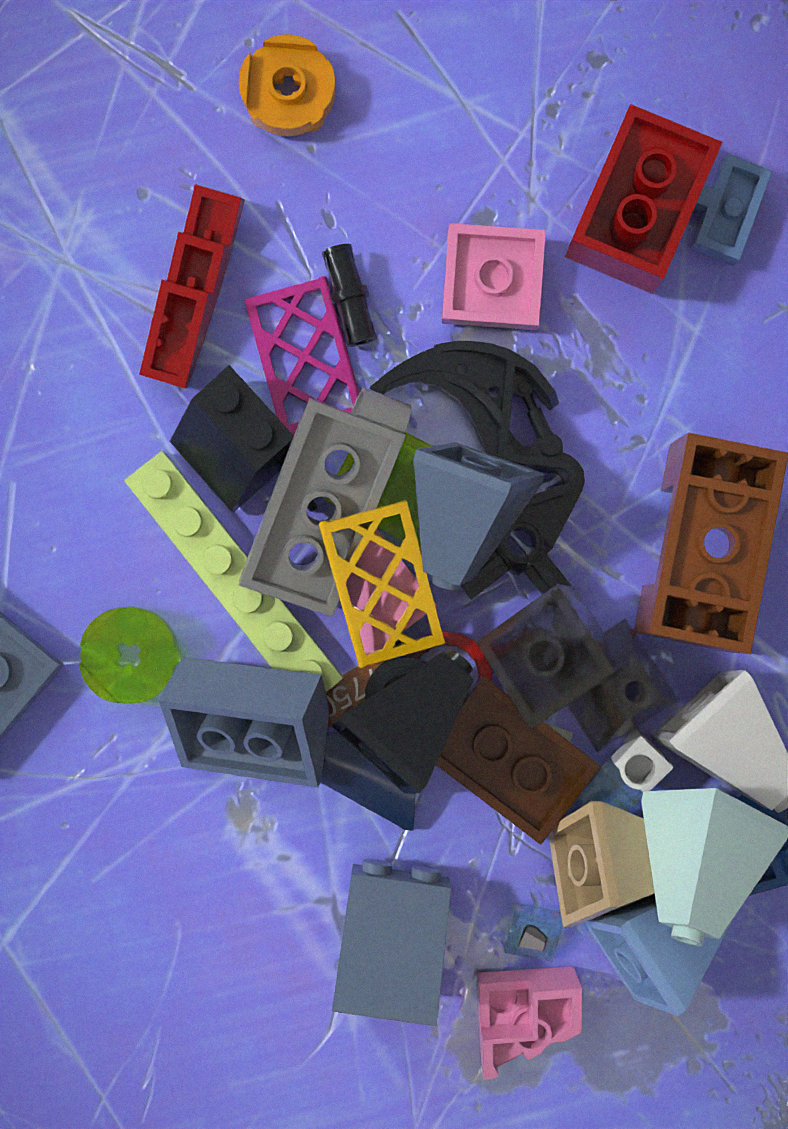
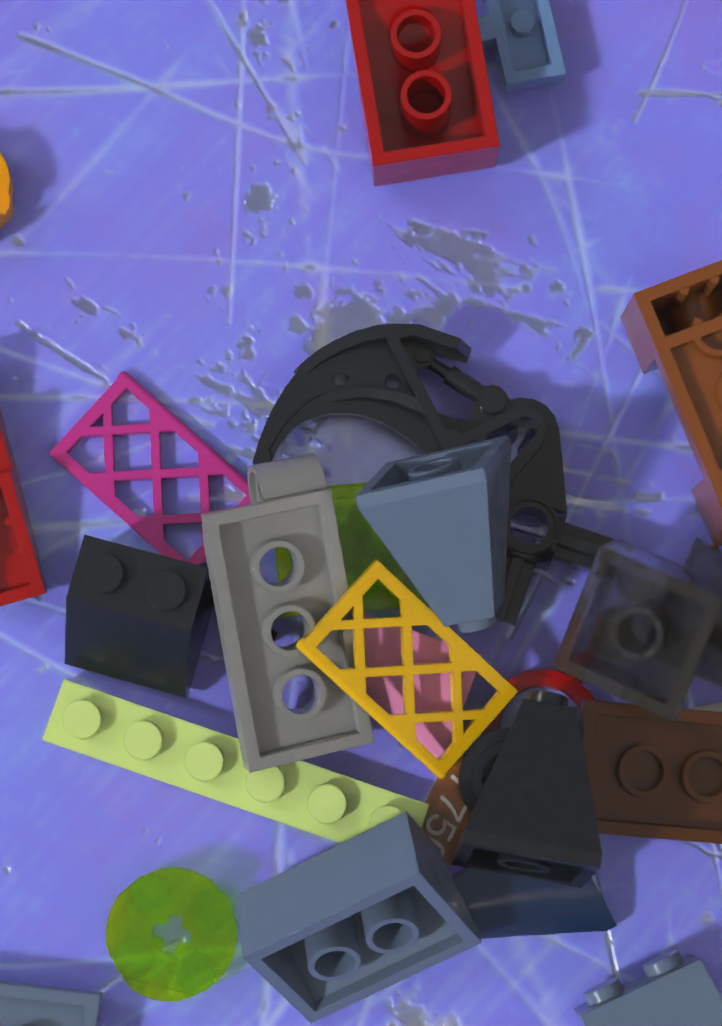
camera: 30 degrees left, 5 degrees down
(349, 295) = (164, 375): black pin -> none
(493, 276) = (310, 256): bright pink plate -> none

